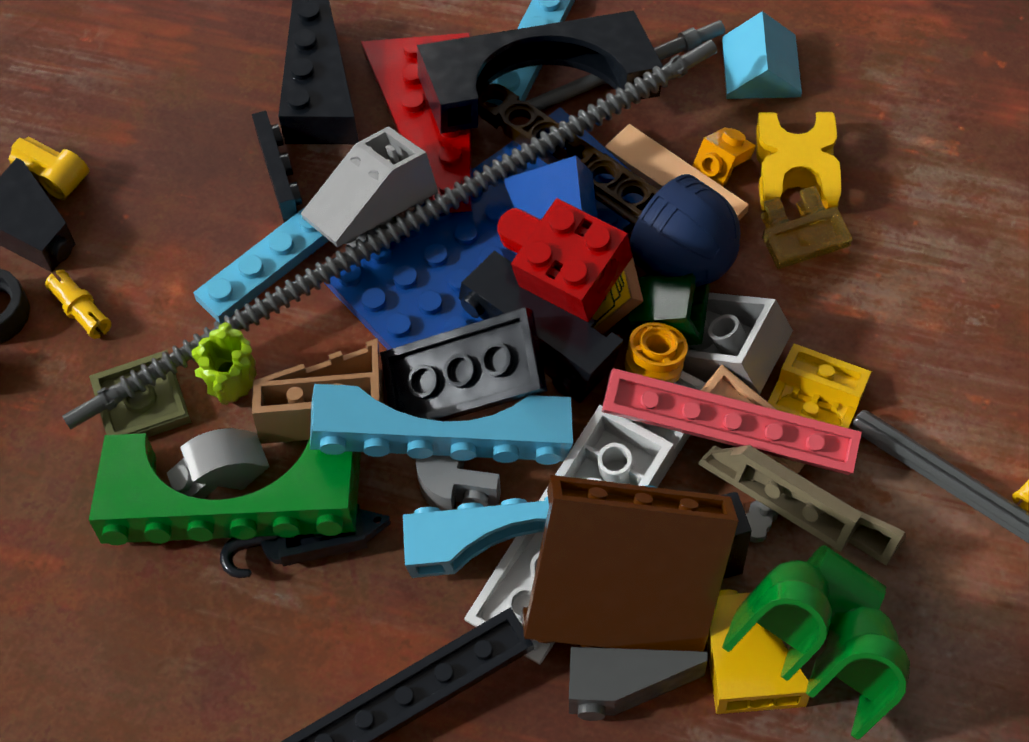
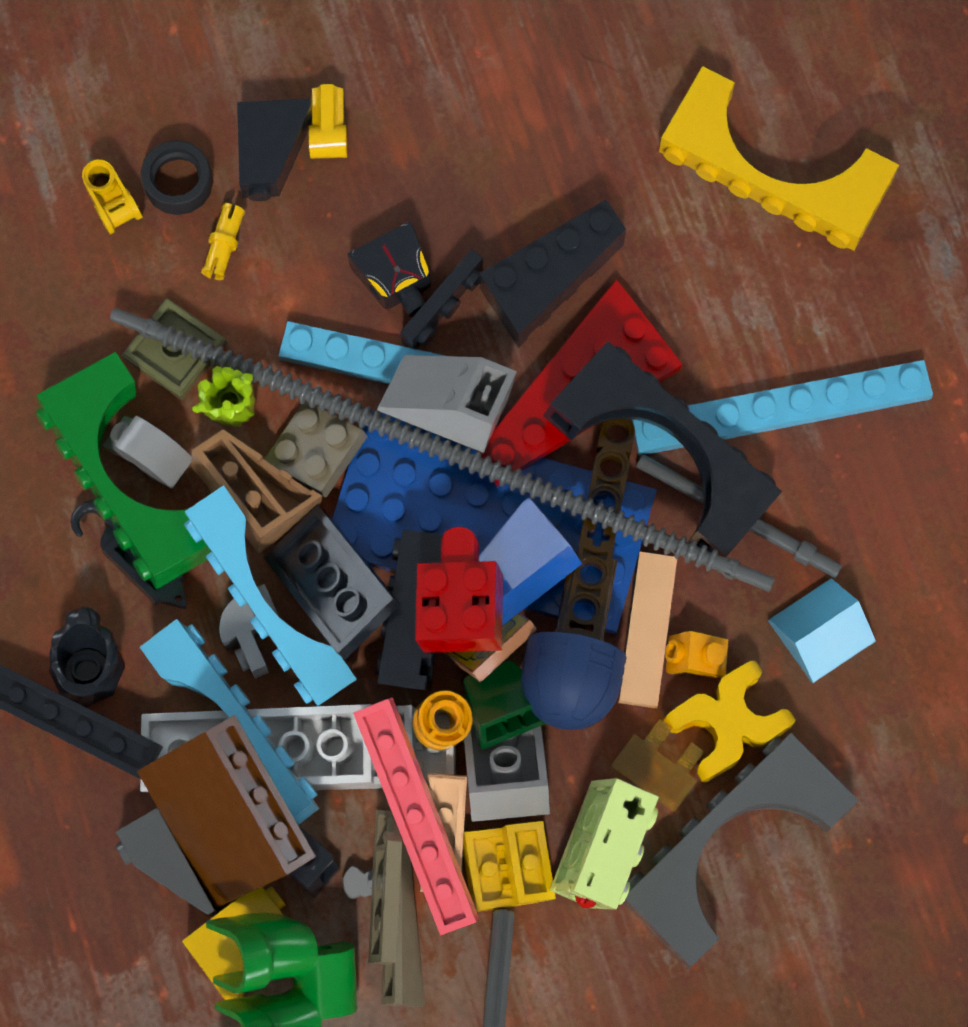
camera: 55 degrees right, 15 degrees up
(218, 187) = (393, 269): none -> black torso
(324, 325) = (316, 448): none -> dark tan plate
(371, 634) = (85, 658): none -> black piece
(853, 294) = (605, 844): none -> yellowish green piece
(921, 281) = (785, 781): none -> dark grey arch

